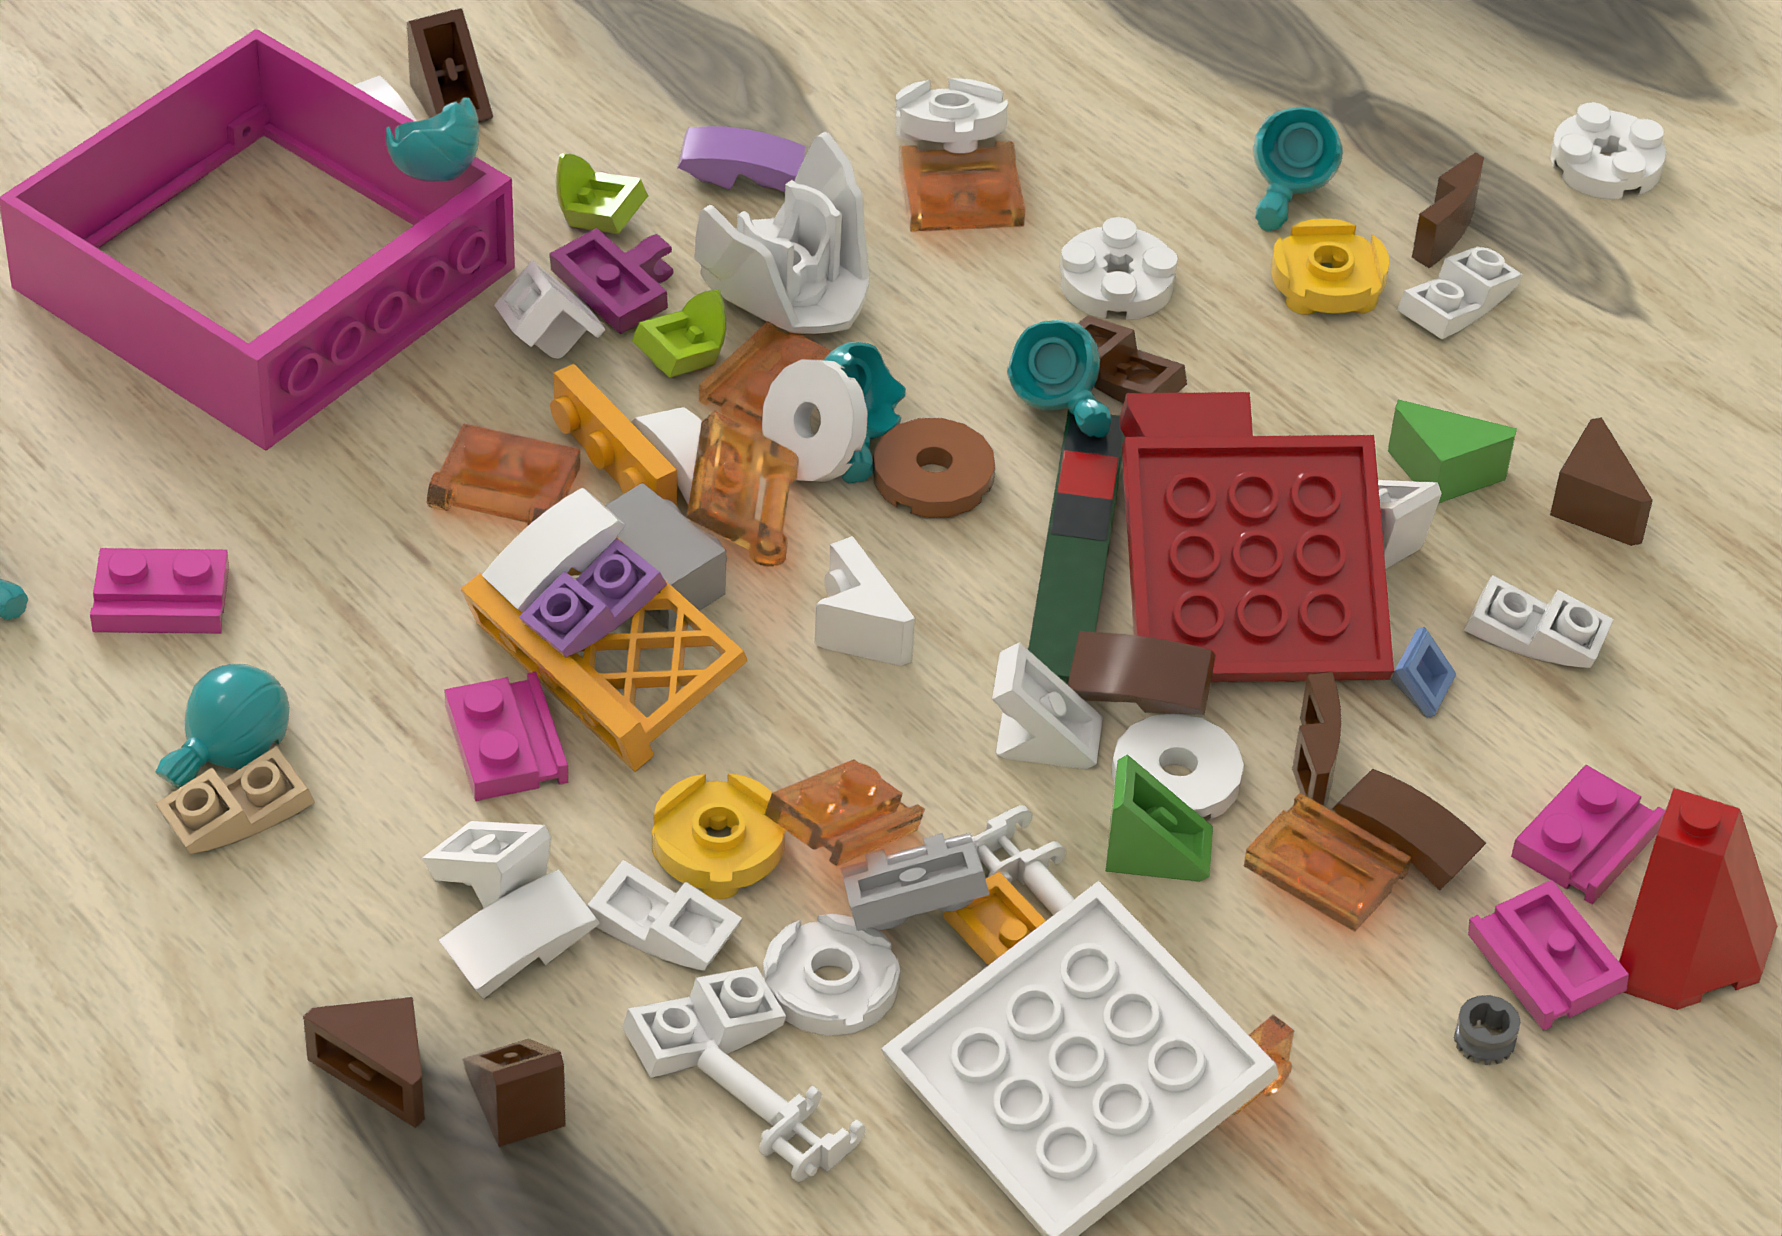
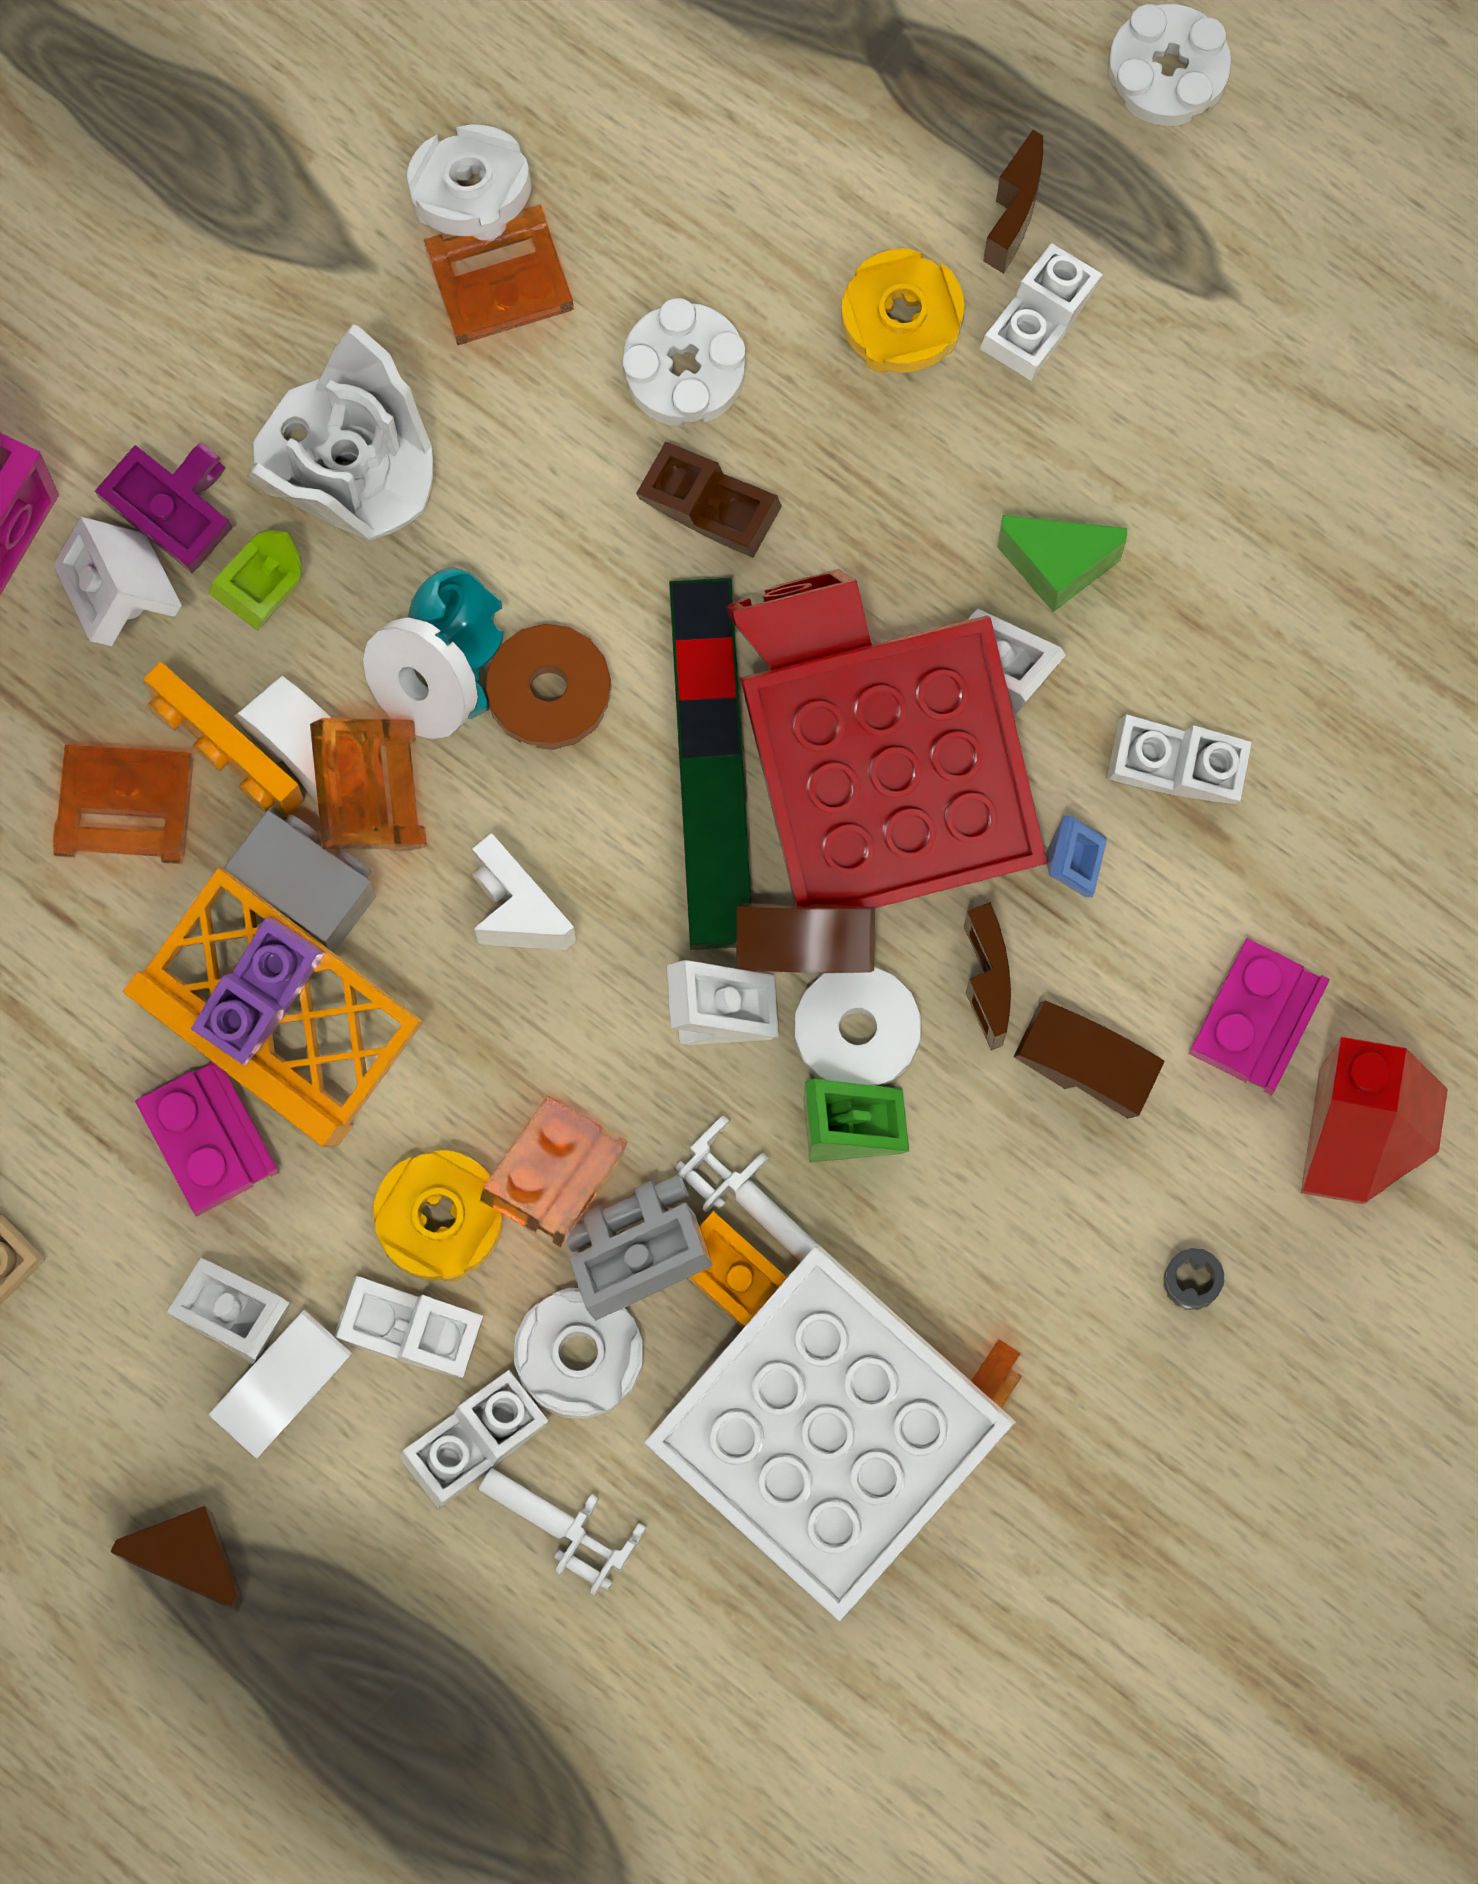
camera: 10 degrees left, 30 degrees up
(519, 1089) = (316, 1554): reddish brown slope -> none
(559, 539) = (203, 941): white slope -> none
(595, 198) = (124, 393): lime plate -> none
(723, 152) = (261, 292): medium lavender slope -> none
(746, 375) = (355, 596): clear orange plate -> none
(1056, 370) = (650, 546): teal hair -> none
(1296, 155) = (843, 169): teal hair -> none
(1327, 862) = (1018, 1118): clear orange plate -> none
(1548, 954) = (1239, 1182): dark pink plate -> none
(1601, 488) = (1218, 569): reddish brown slope -> none

